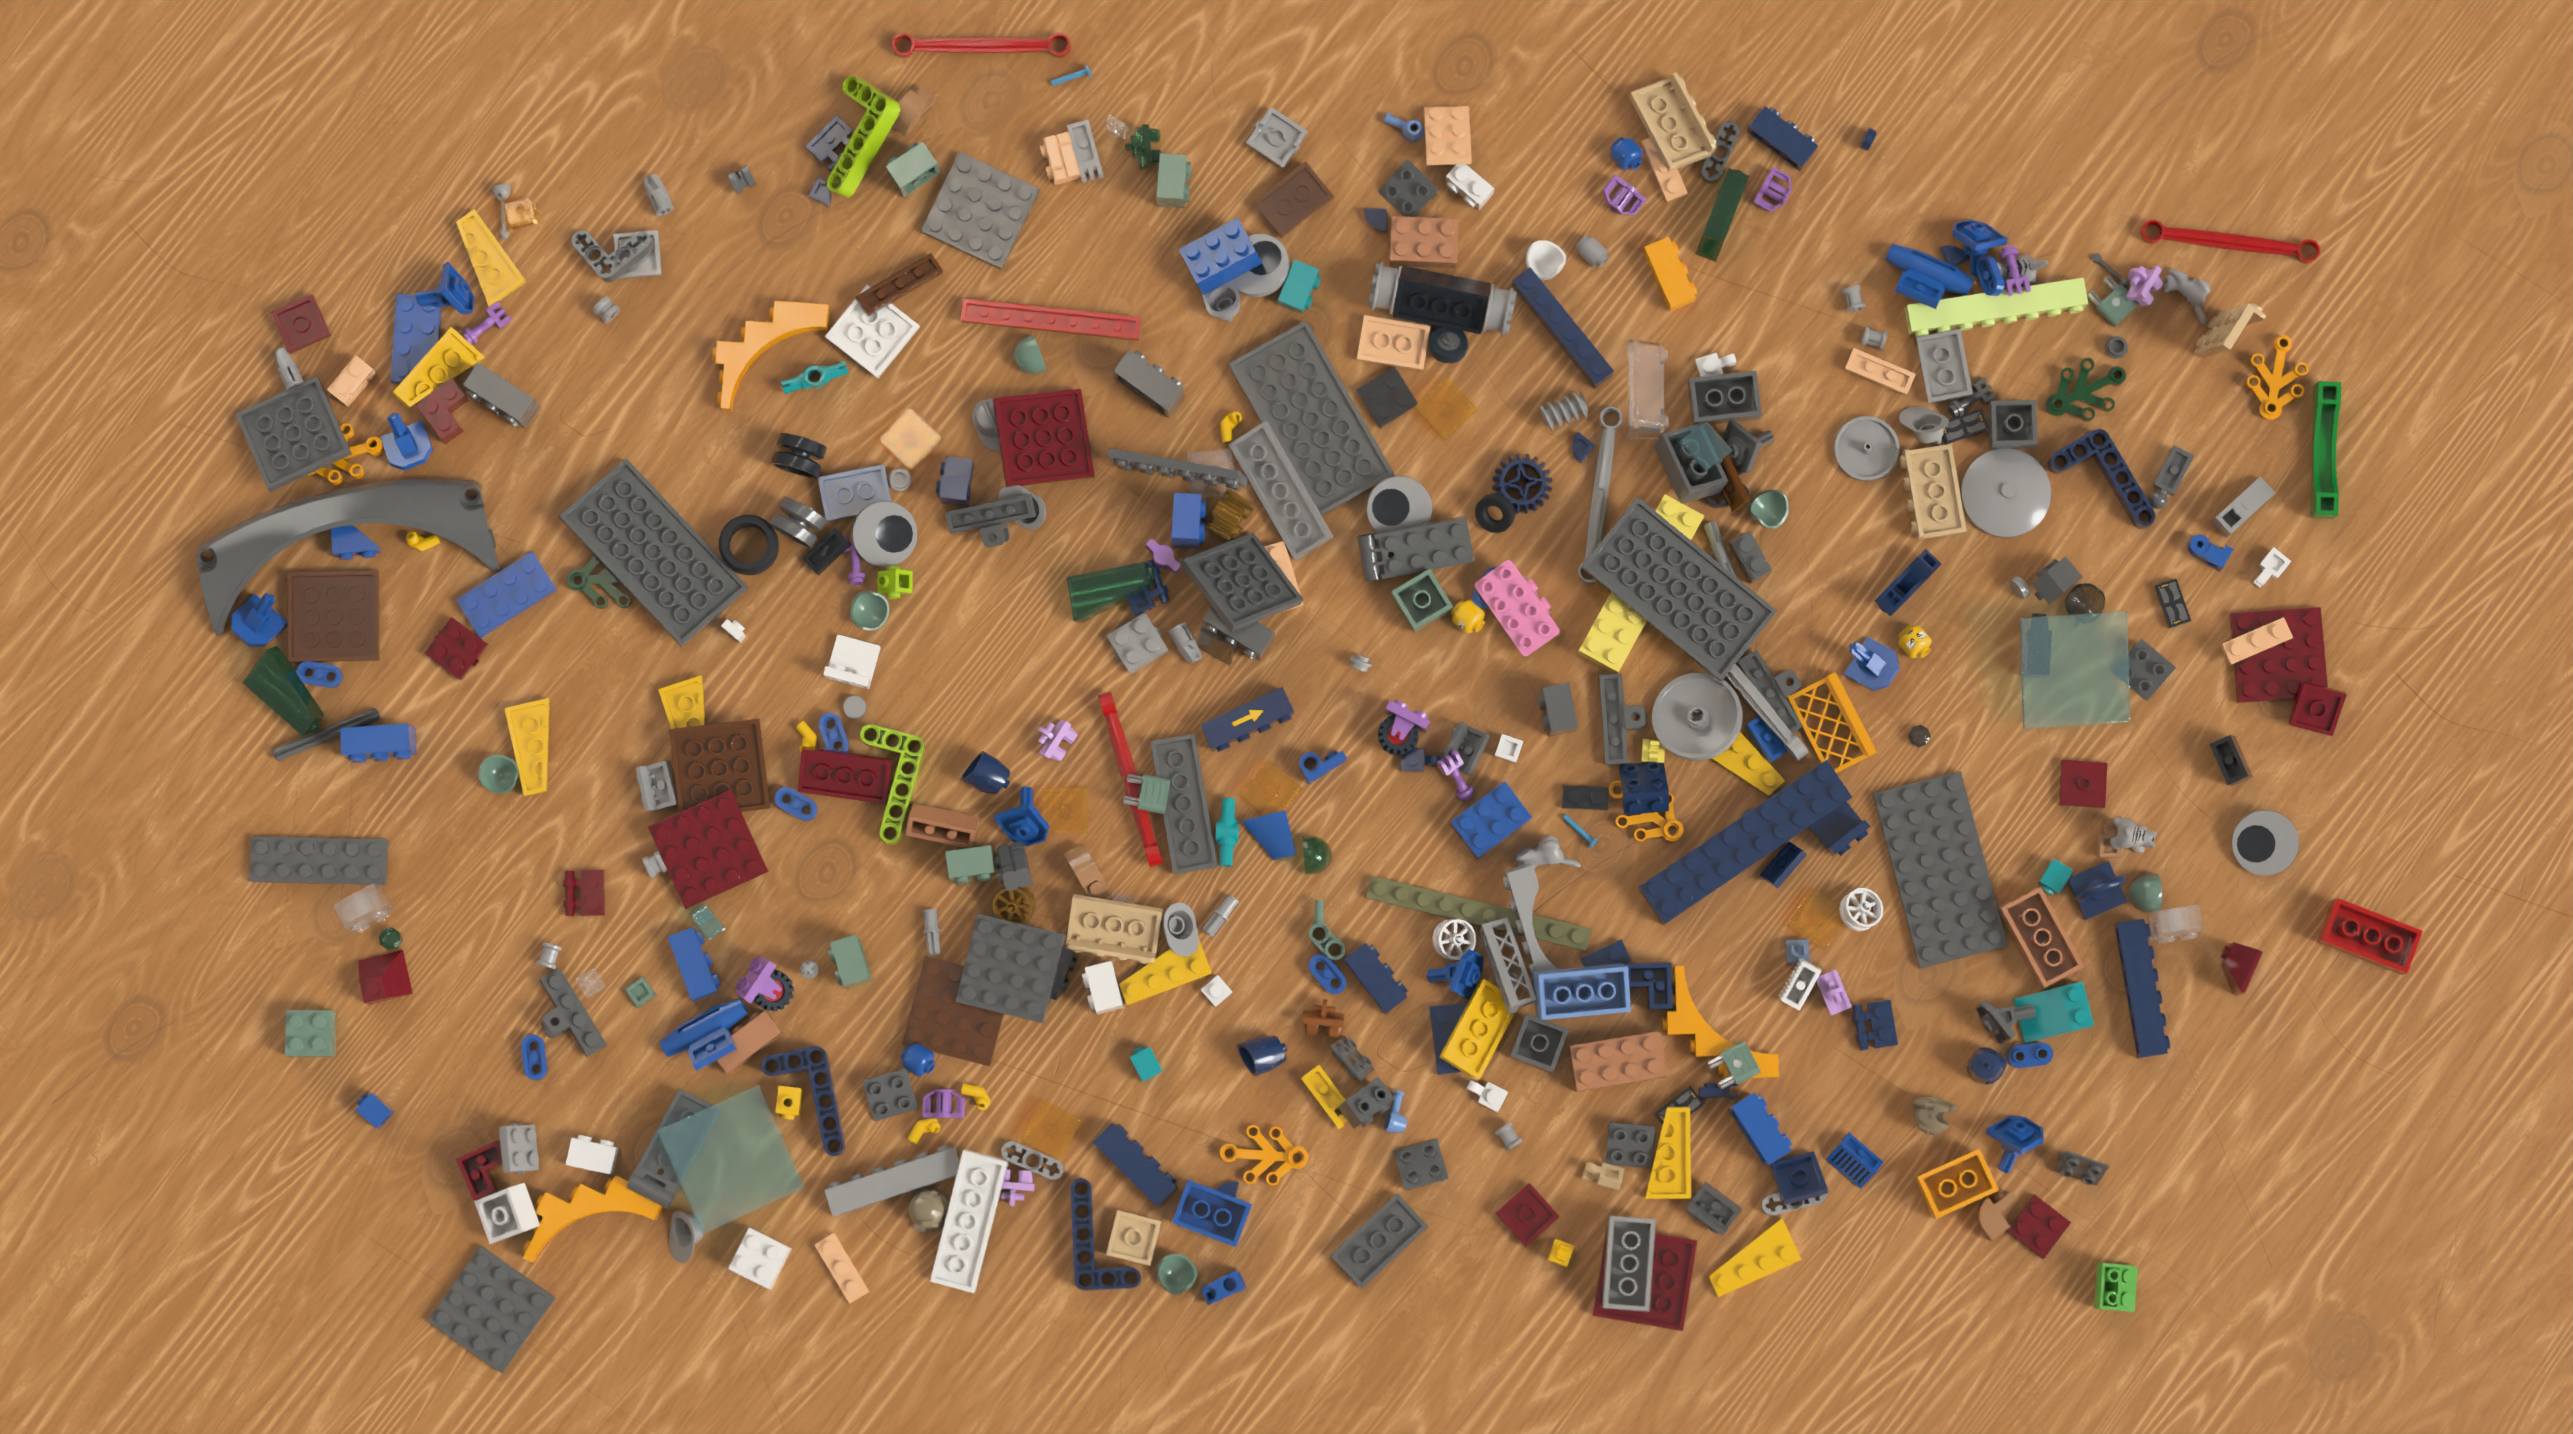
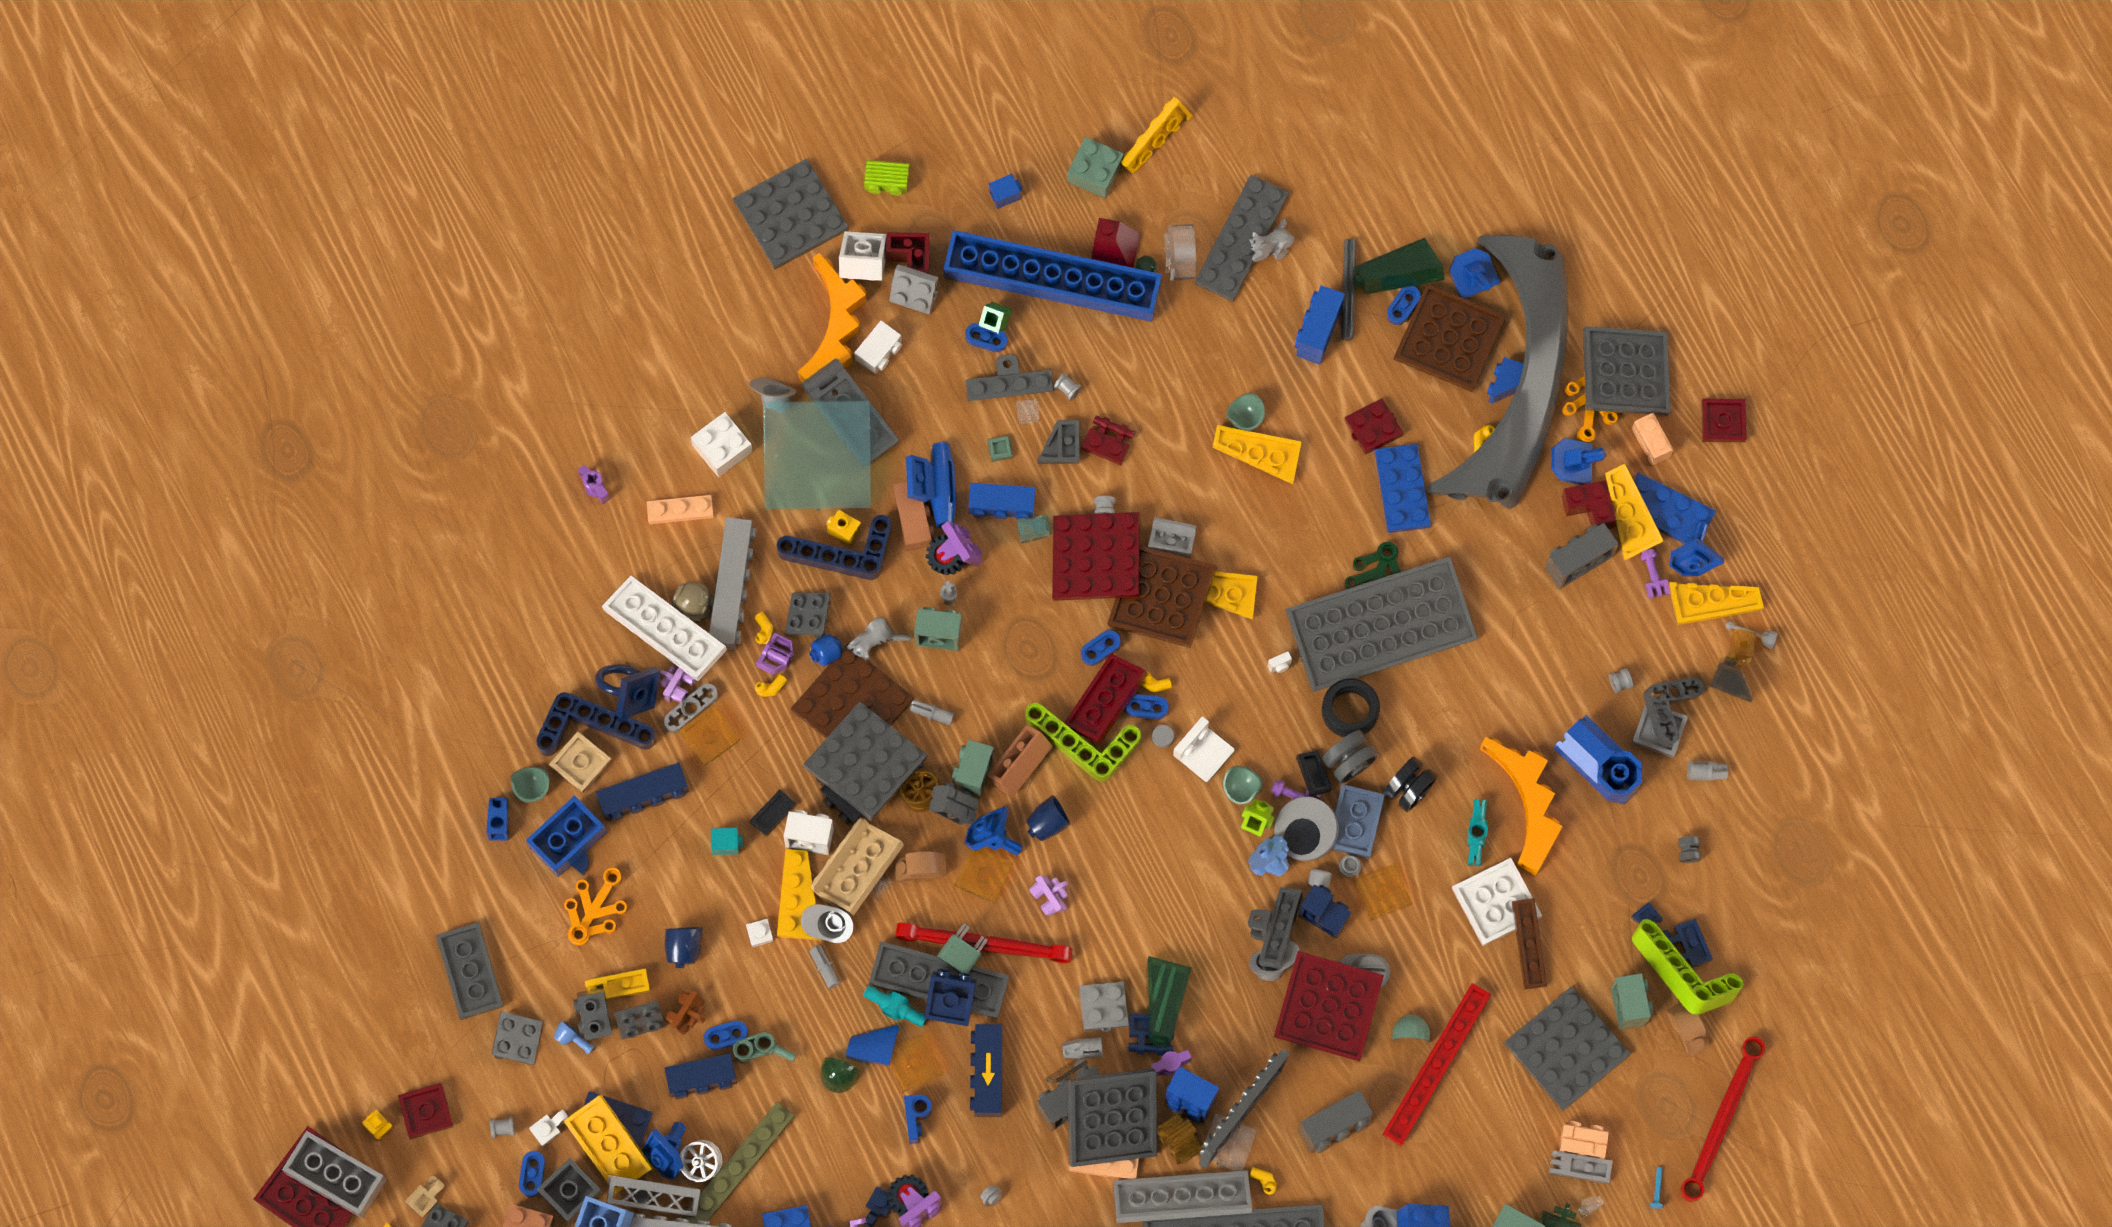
camera: 115 degrees right, 10 degrees down
(251, 989) = (1154, 137): none -> yellow wing
(287, 369) = (1693, 391): light grey hinge -> none
(313, 824) = (1274, 243): none -> light grey animal
(412, 1232) = (886, 177): none -> lime brick
(443, 1021) = (1052, 275): none -> blue brick
(511, 1057) = (995, 317): none -> green brick
(562, 208) = (1731, 679): none -> clear smoke slope
(609, 933) = (1062, 444): none -> dark grey wing
(695, 292) = (1601, 761): none -> blue brick
(855, 1362) = (593, 484): none -> medium lavender piece
(881, 1019) = (876, 634): none -> light grey animal
(925, 501) = (1319, 877): none -> light grey piece
(927, 554) = (1270, 857): none -> medium blue plant
(1047, 1215) = (636, 691): none -> dark blue tile
(1097, 1034) = (772, 813): none -> black tile
(1198, 782) = (950, 997): none -> dark blue plate
(1537, 1088) = (531, 1174): none -> blue plate

